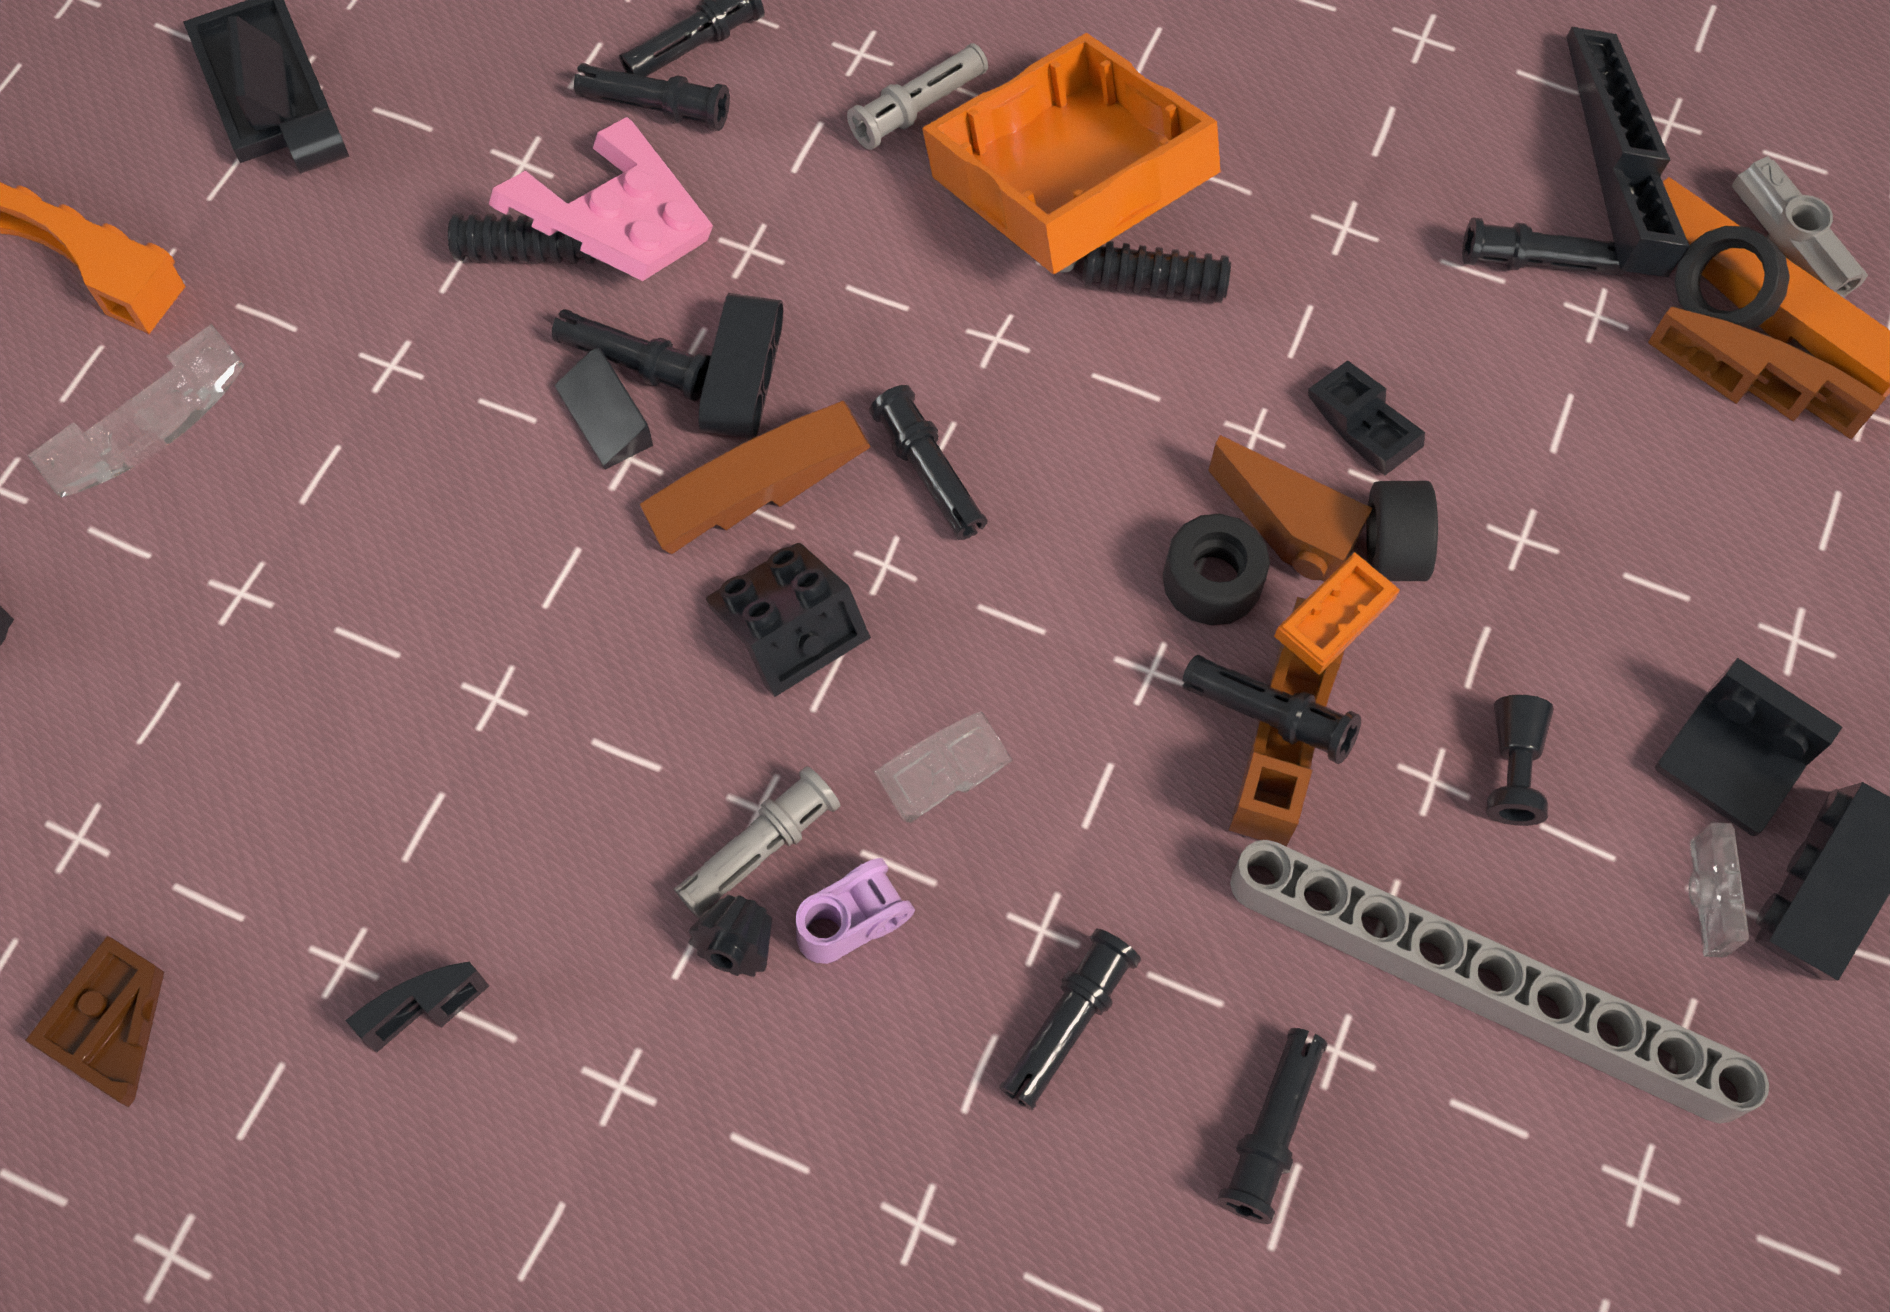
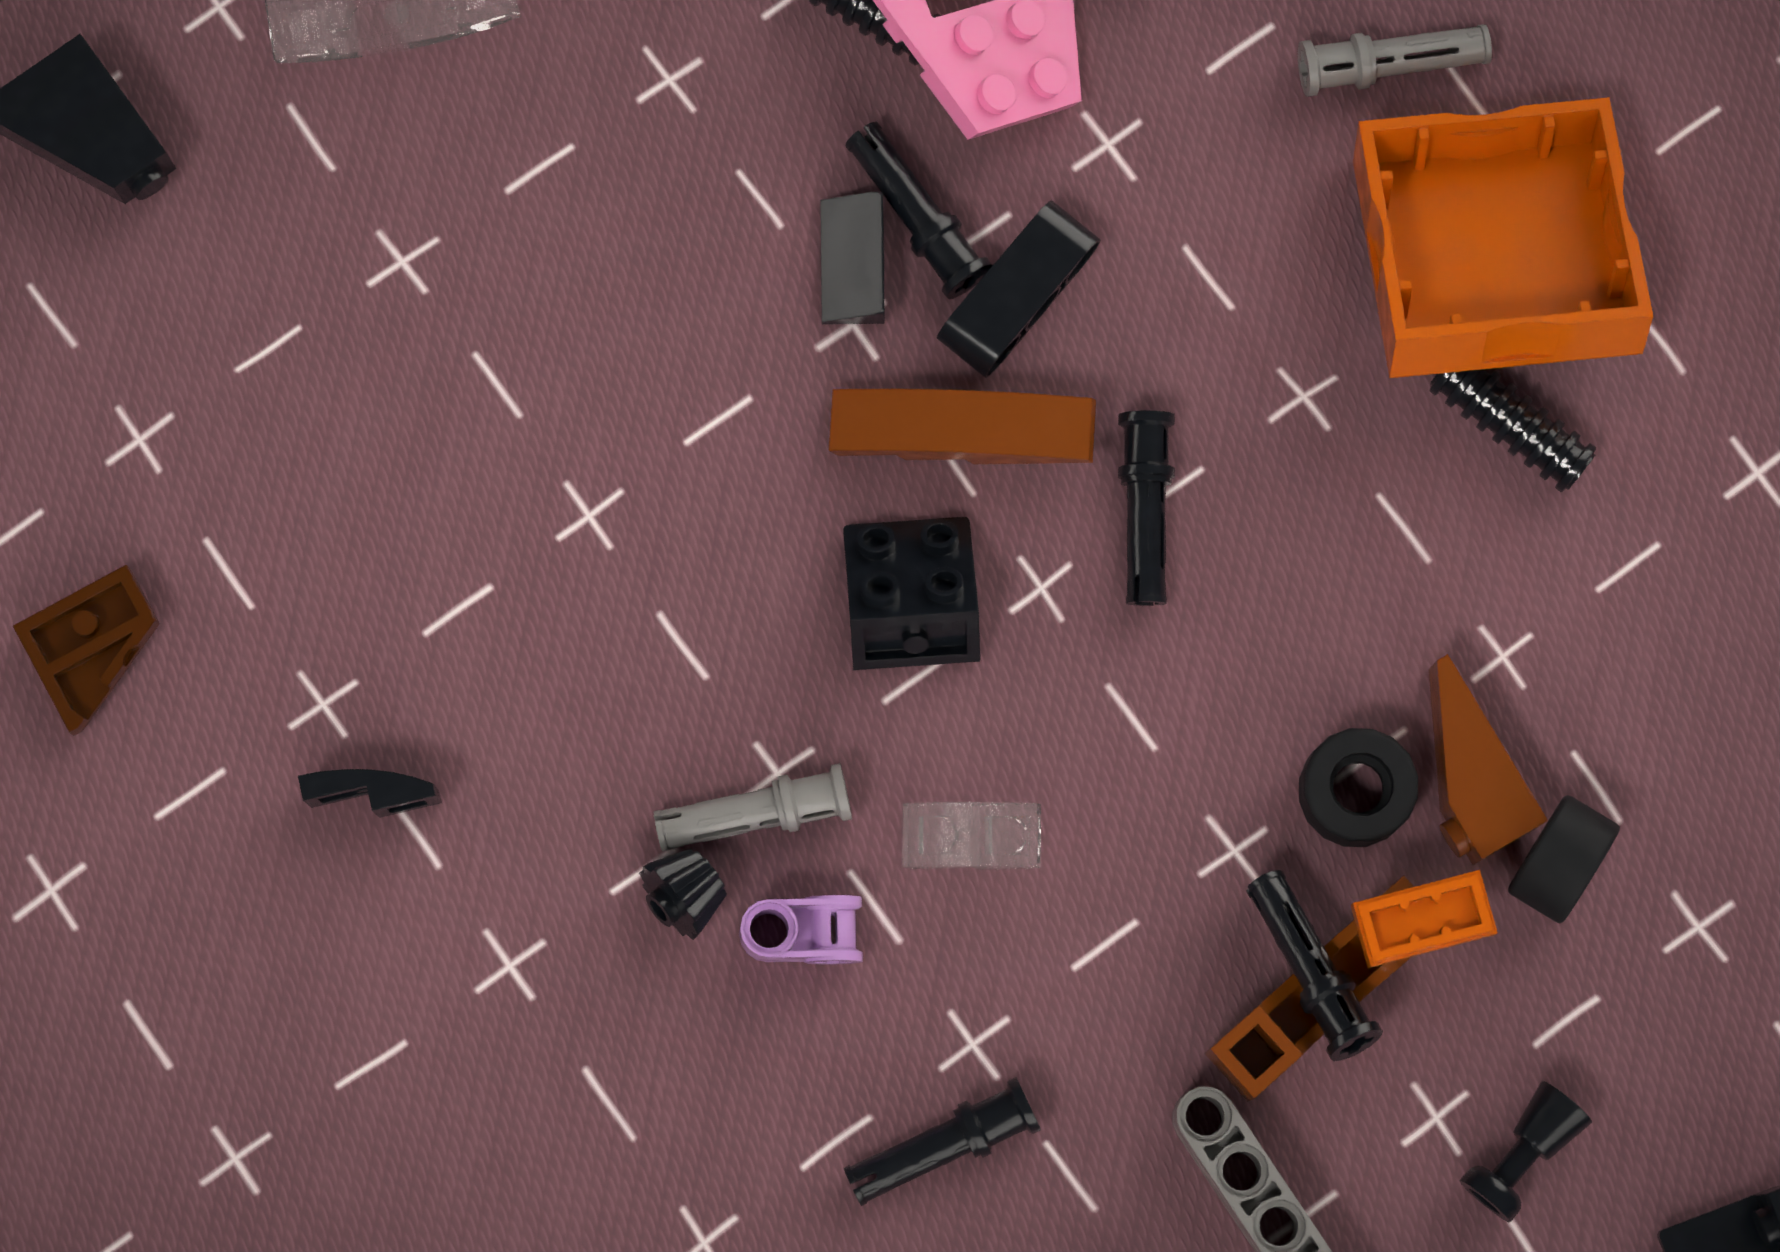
camera: 30 degrees right, 15 degrees up
(1360, 415) = (1624, 707): black slope -> none

